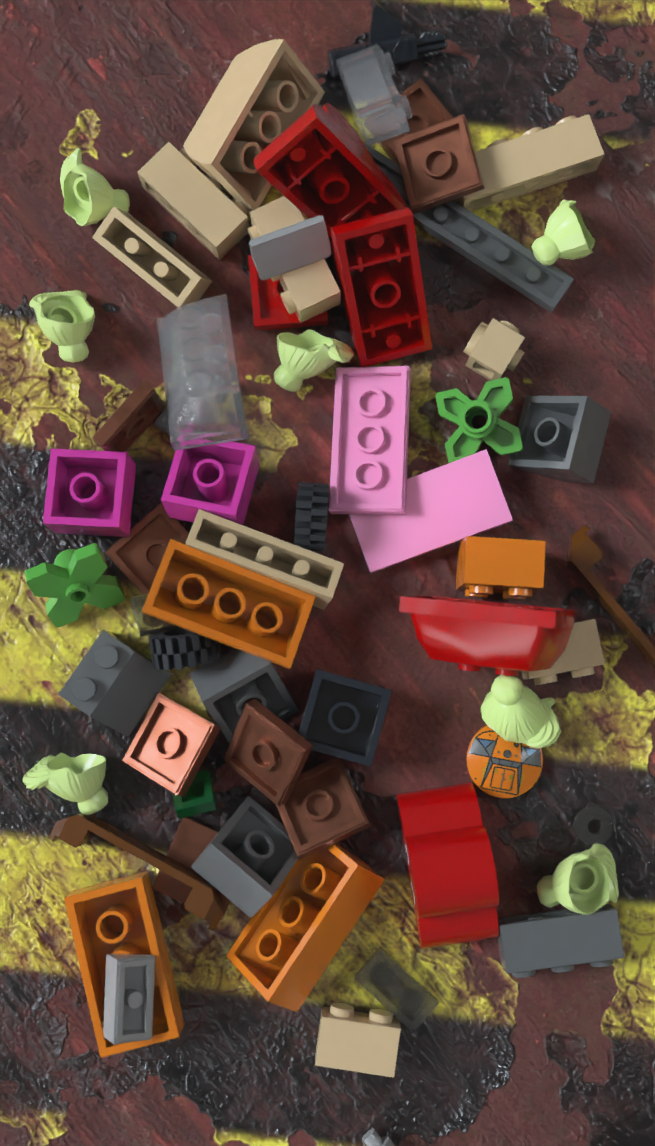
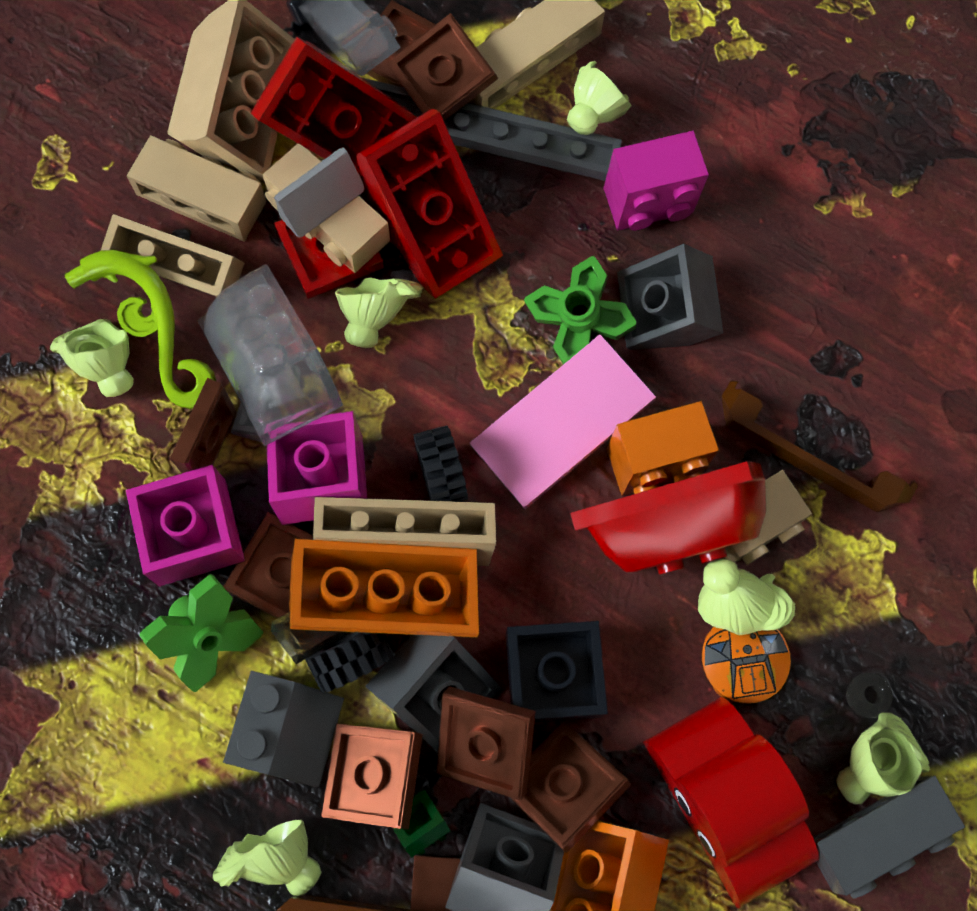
camera: 25 degrees left, 10 degrees down
(87, 192) = (77, 214): yellowish green hair -> none
(102, 303) = (137, 267): none -> lime plant
(370, 440) = (473, 369): bright pink tile -> none
(494, 349) = (567, 234): tan brick -> none
(587, 329) = (655, 181): none -> dark pink brick

